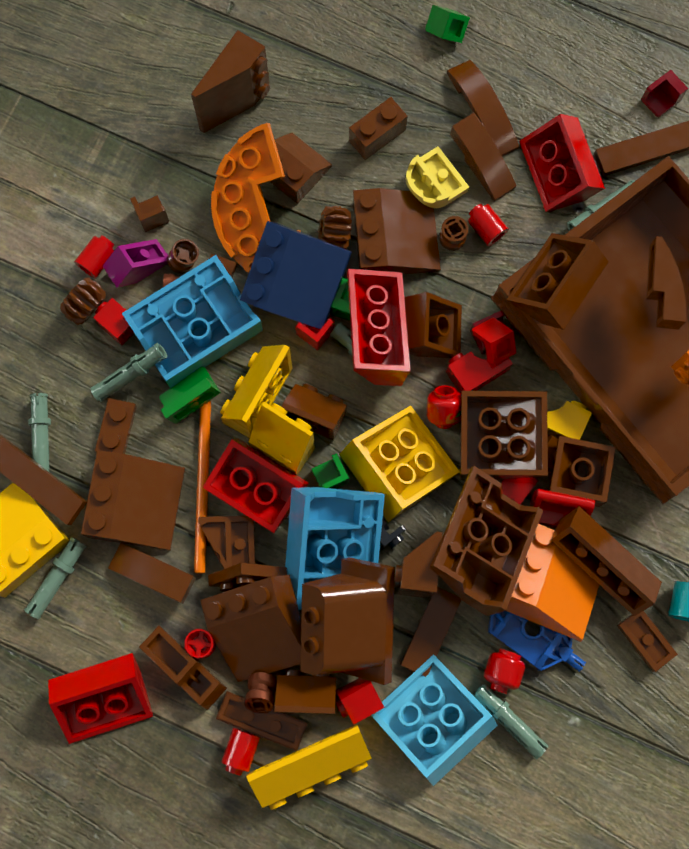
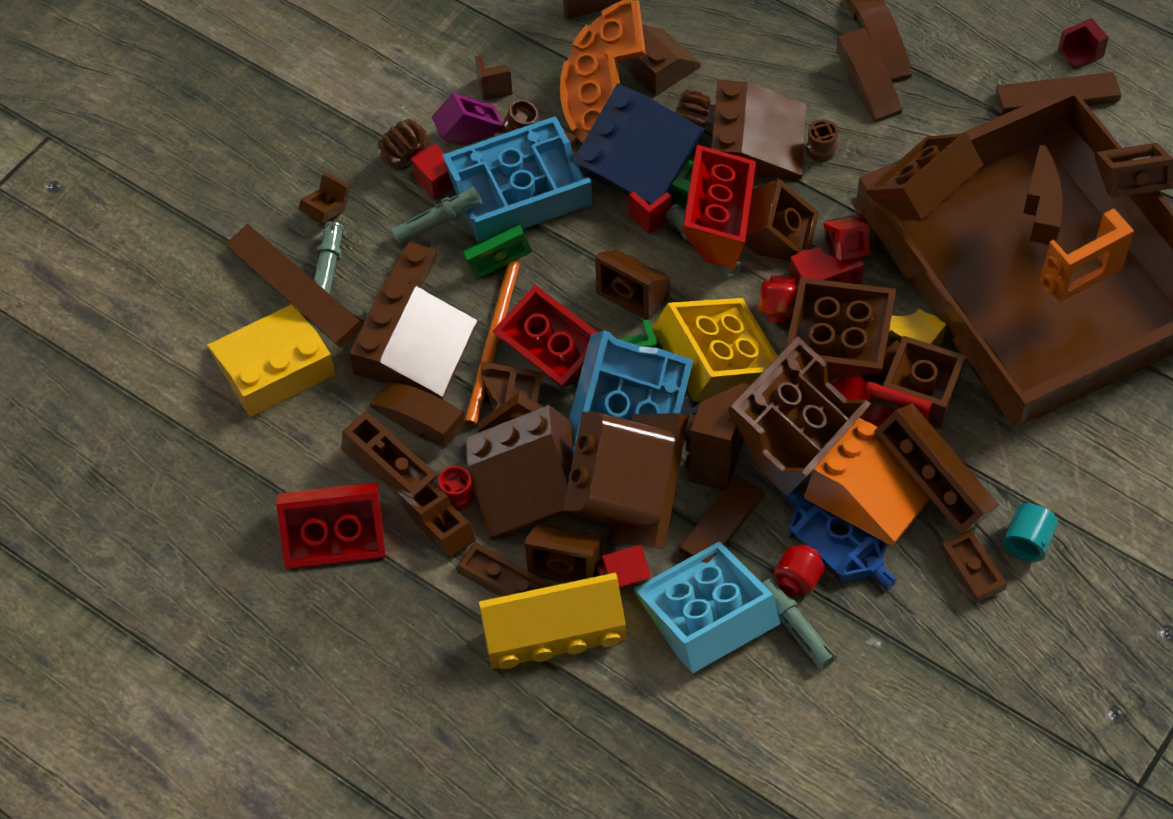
camera: 15 degrees right, 20 degrees down
(25, 368) = (326, 201): none -> reddish brown bracket
(55, 578) = (318, 394): sand green pin -> none
(94, 256) = (424, 107): red brick -> none
(137, 630) = (385, 456): none -> reddish brown slope
(240, 751) = (467, 606): red brick -> none
(260, 697) = (510, 544): copper wheel -> none
(261, 384) = (573, 254): yellow slope -> none
(282, 438) = (593, 288): yellow slope -> none
(377, 128) = (757, 33): reddish brown brick -> none
(434, 179) = (811, 88): light yellow slope -> none
(487, 224) = (862, 138): red brick -> none
(561, 163) = (955, 89): red slope -> none

